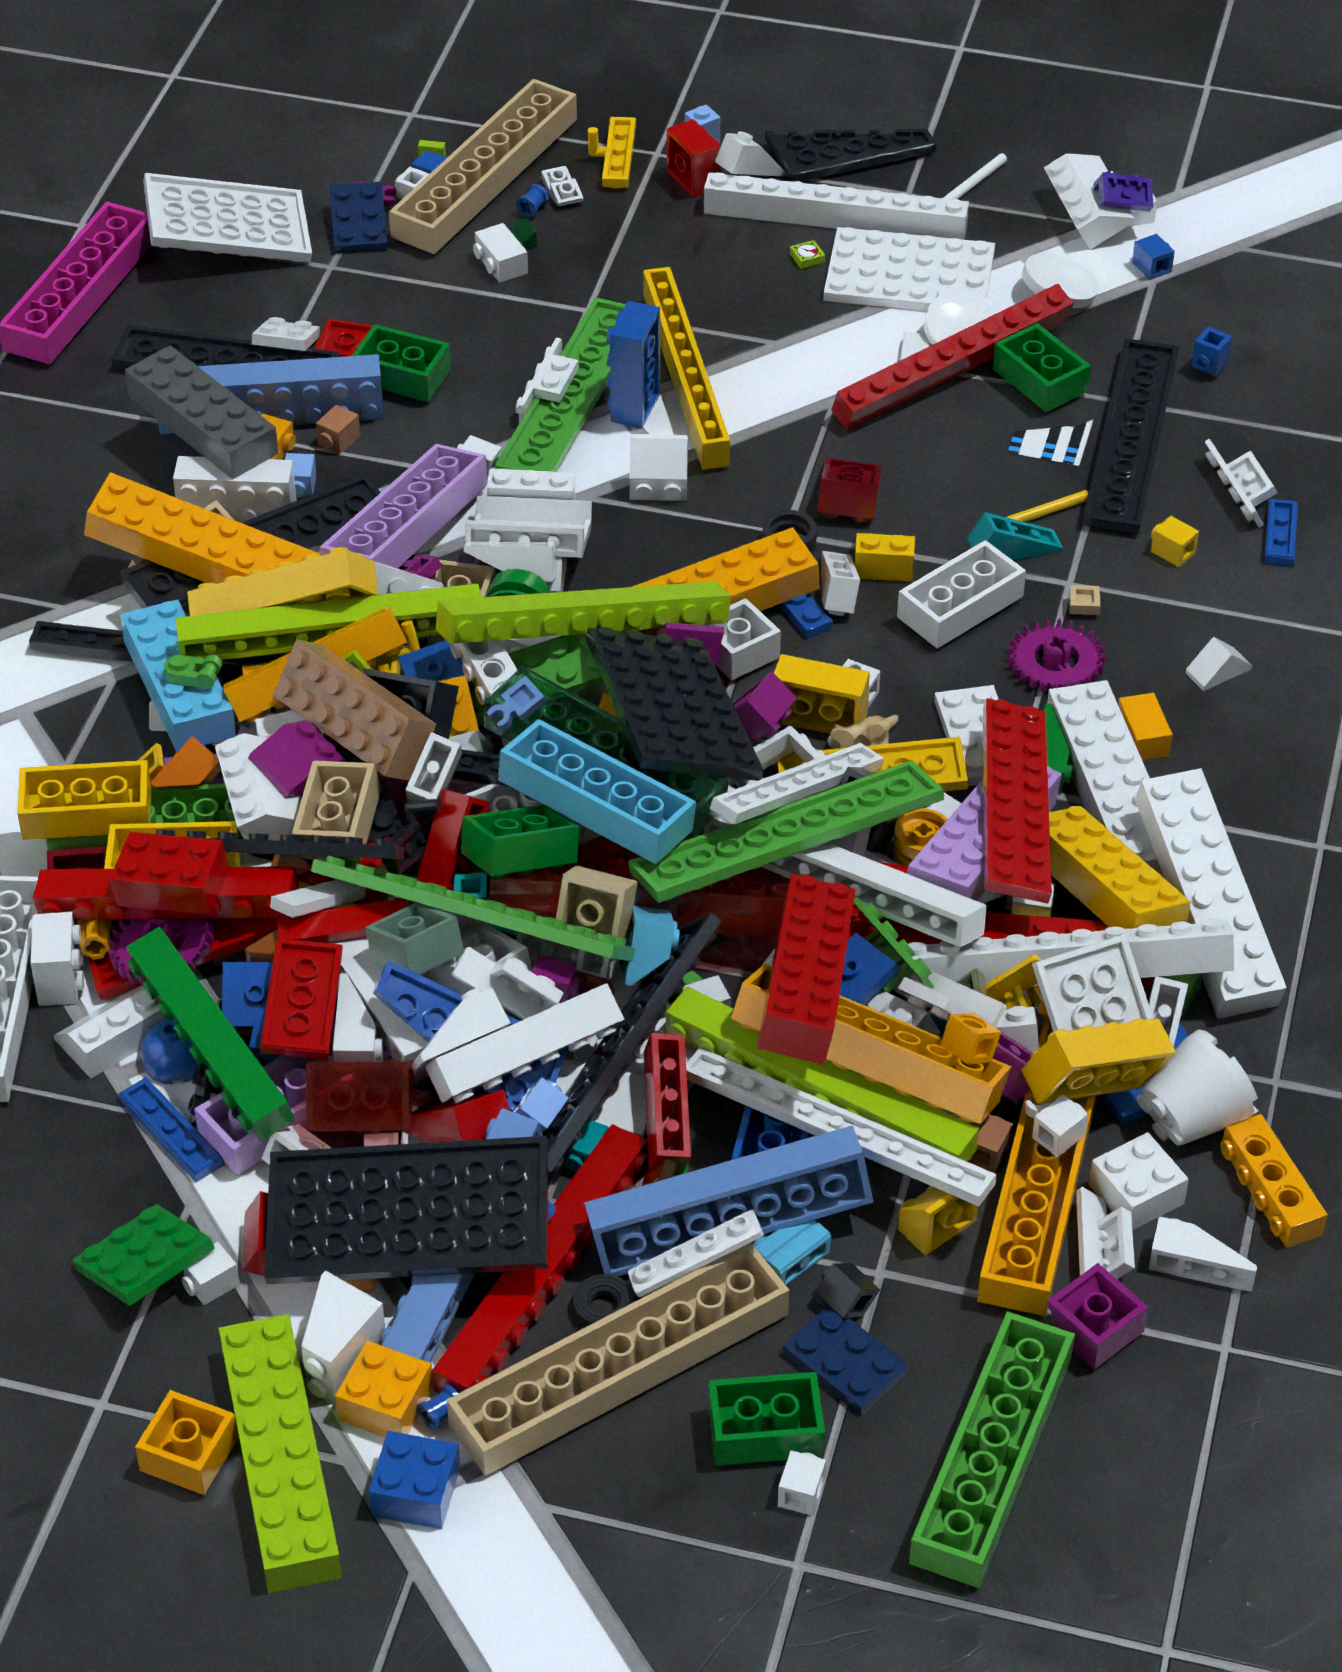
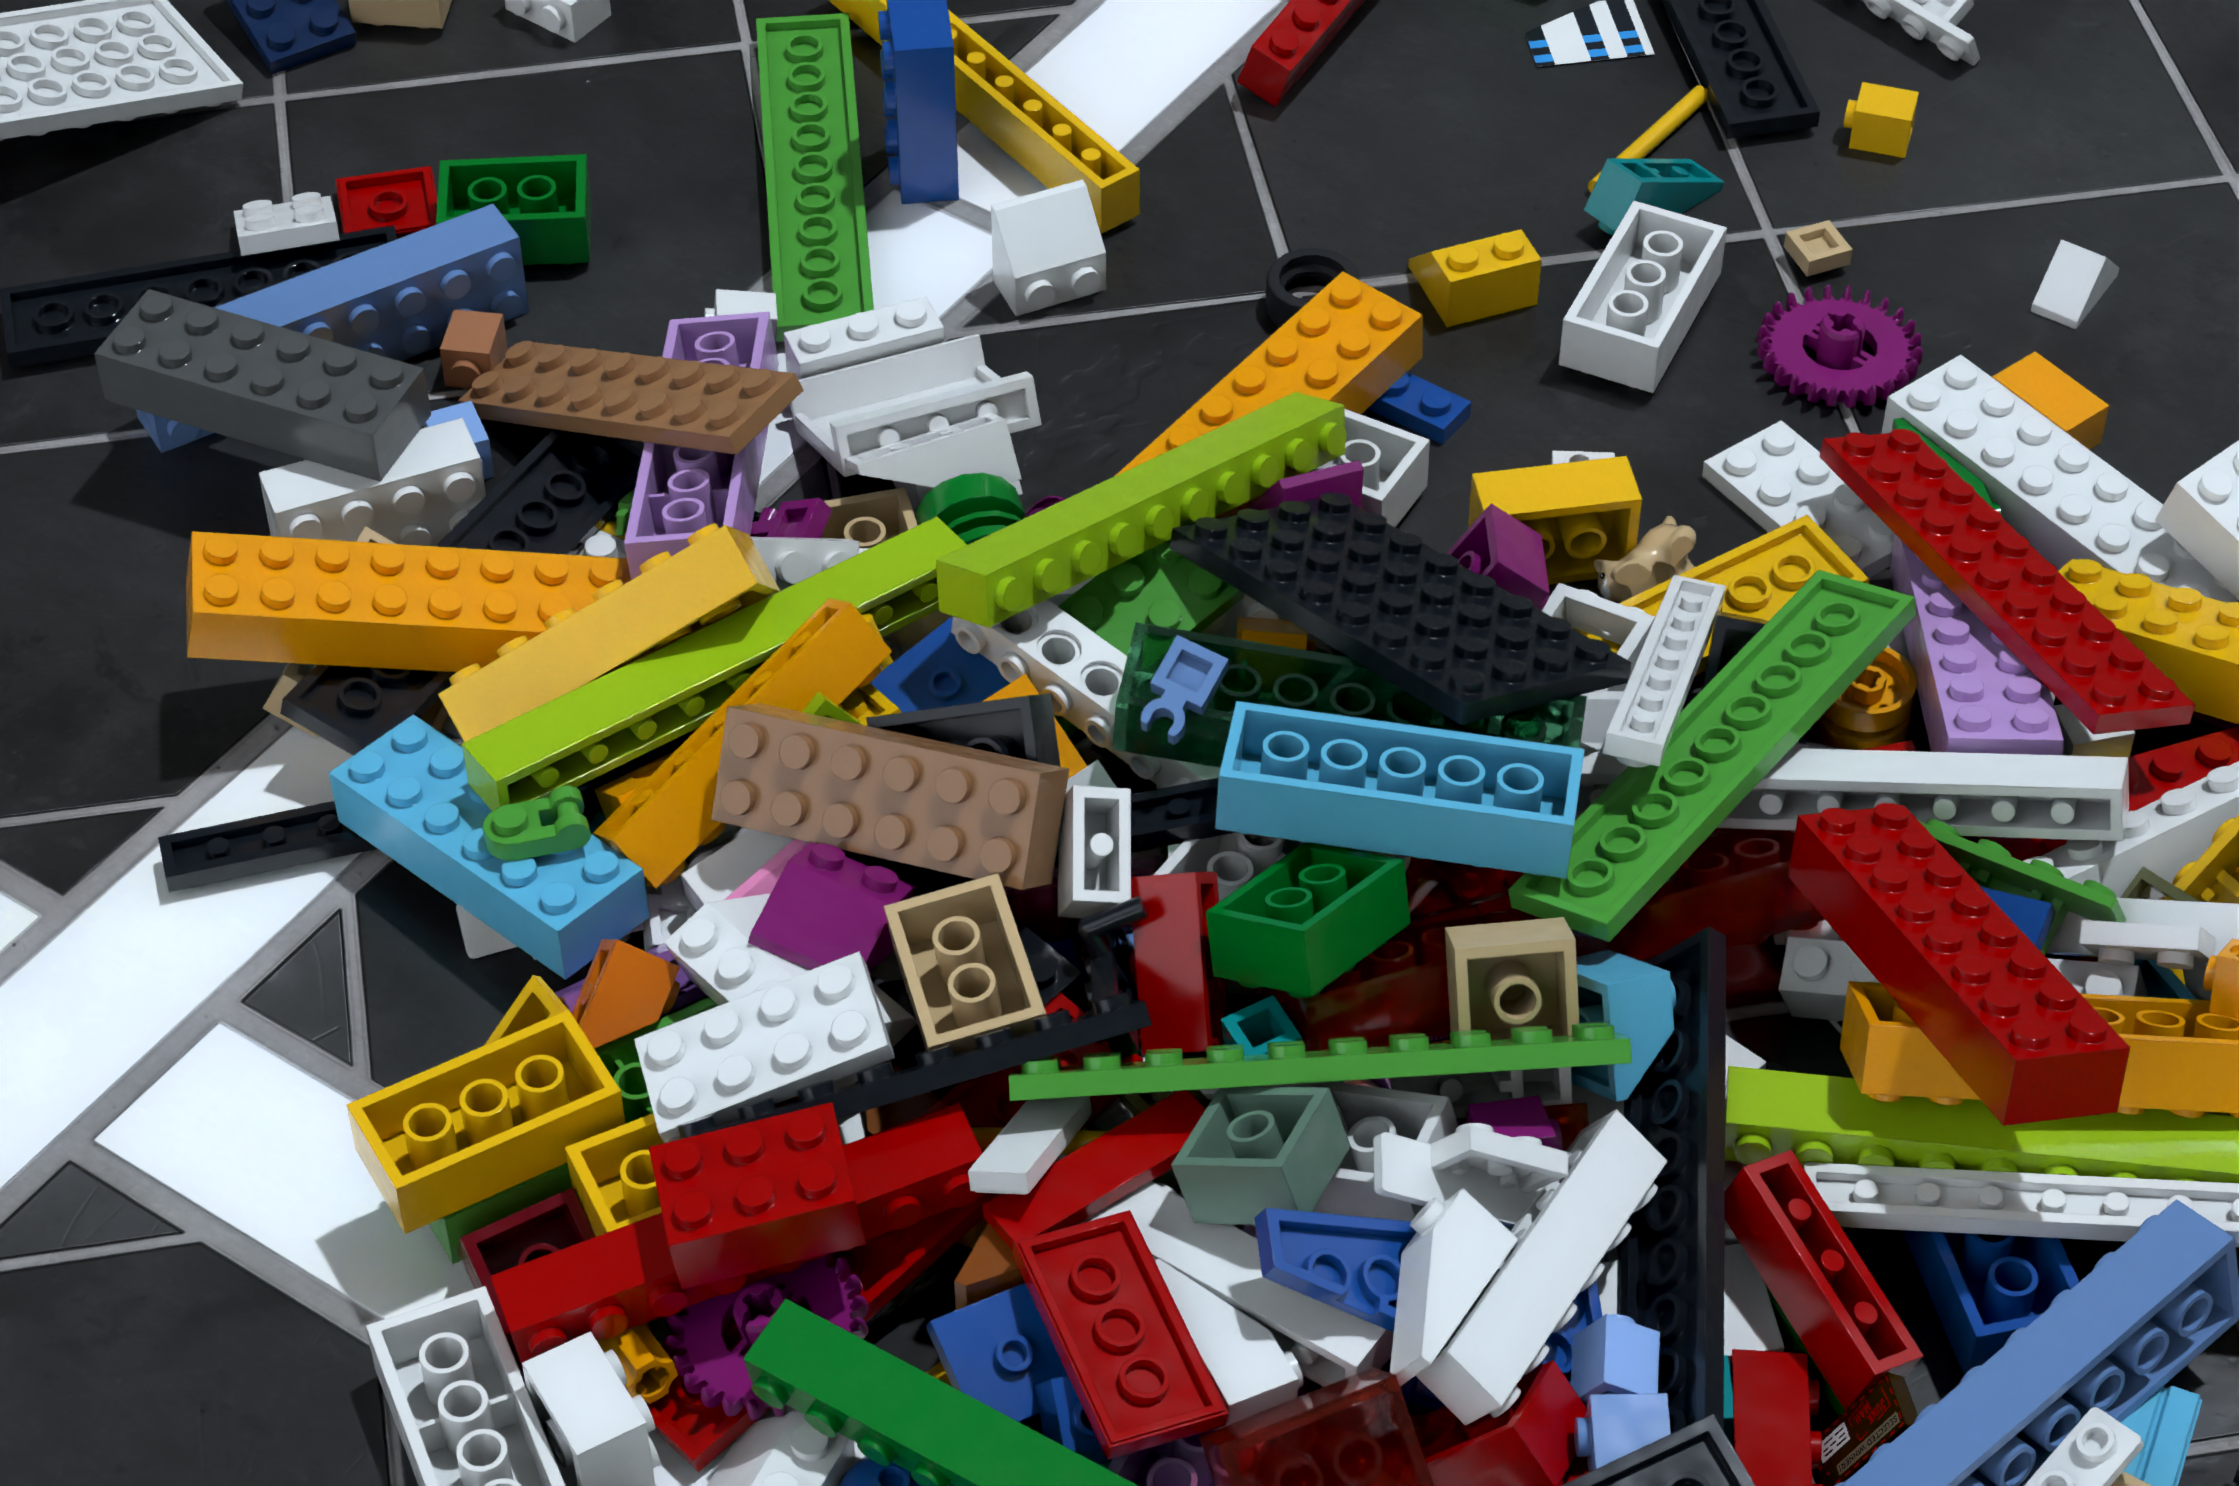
camera: 25 degrees left, 0 degrees up
(222, 806) = (765, 1045): none -> white plate
(382, 475) = (632, 396): none -> medium nougat plate
(550, 378) = (778, 166): white bracket -> none
(838, 583) = (1456, 343): white slope -> none
(849, 489) = (1355, 191): dark red slope -> none
(1281, 532) = (2014, 62): blue tile -> none

